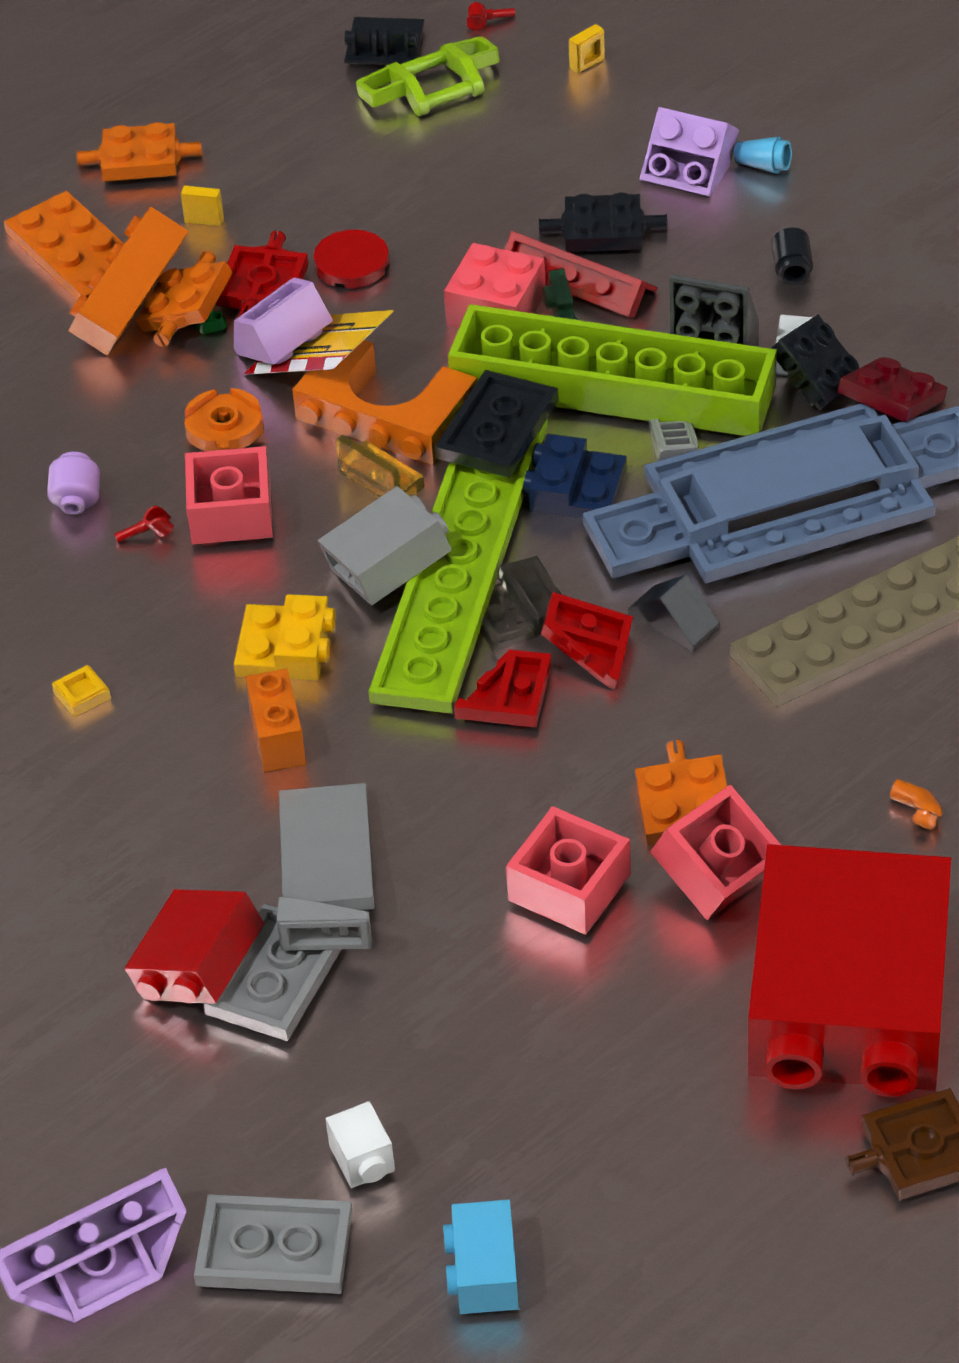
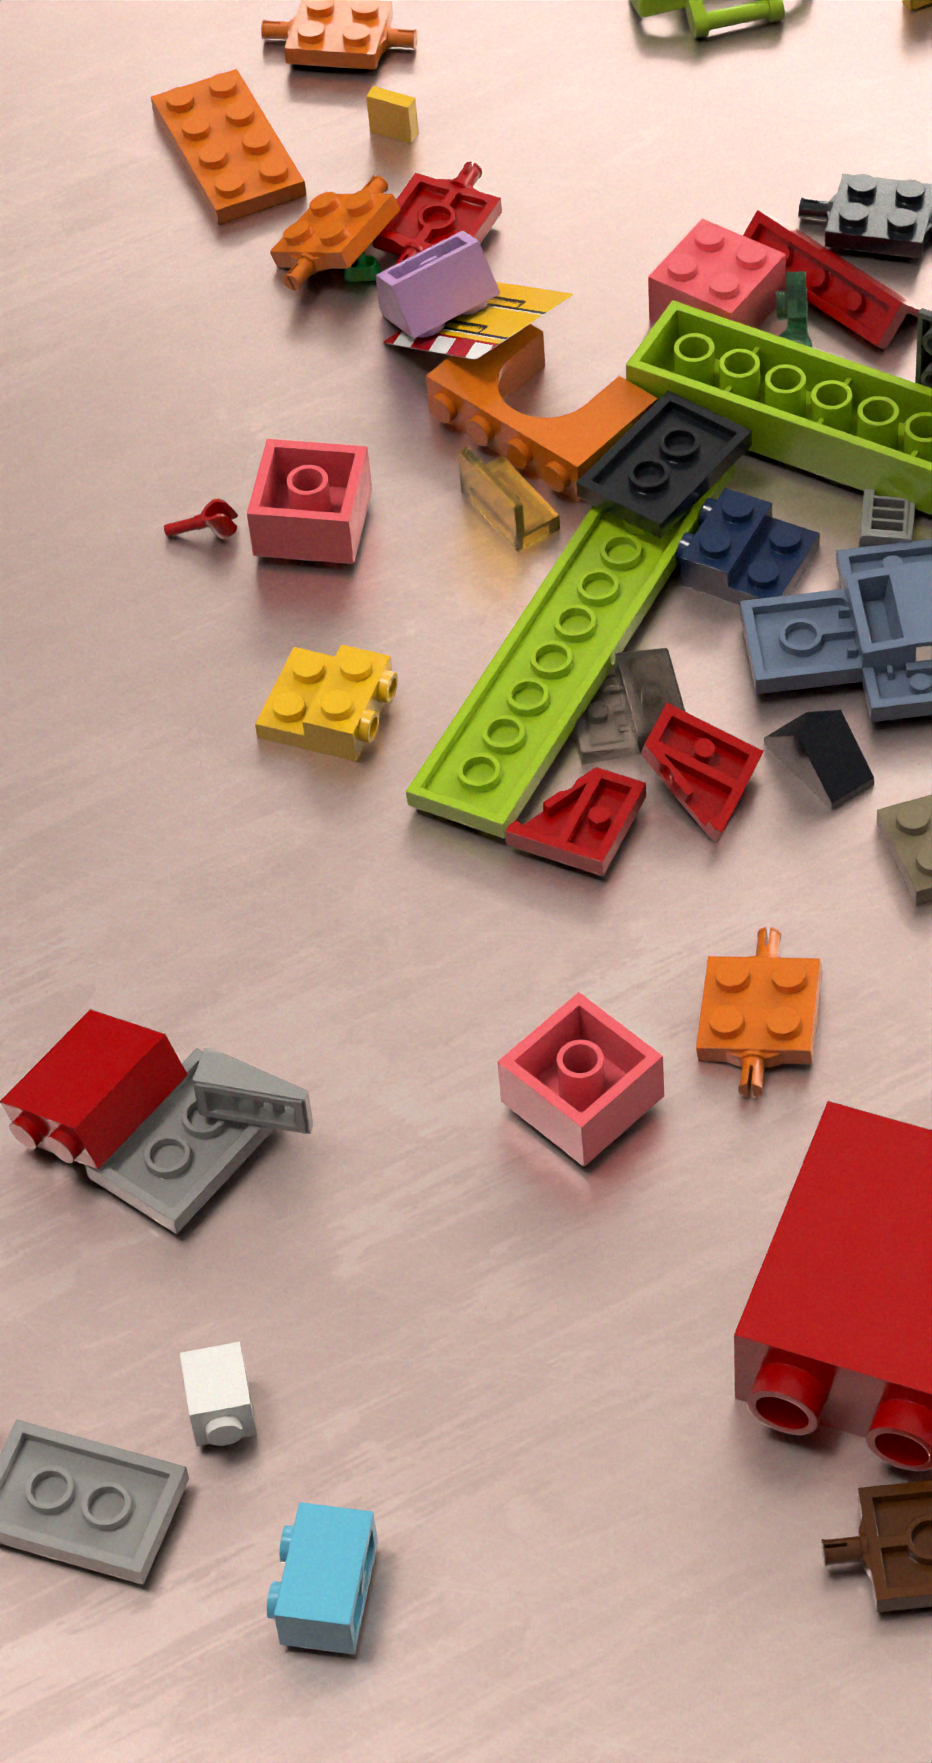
camera: 15 degrees right, 5 degrees up
(73, 481) = (132, 451): lavender head -> none
(81, 691) = (65, 723): yellow tile -> none
(127, 280) = (269, 199): orange brick -> none
(239, 407) = (339, 422): orange plate -> none
(275, 720) = (281, 807): orange brick -> none
(327, 845) = (294, 989): light grey tile -> none
(351, 258) = (556, 212): red tile -> none
(385, 544) = (481, 600): light grey brick -> none
(715, 851) = (770, 1091): coral brick -> none

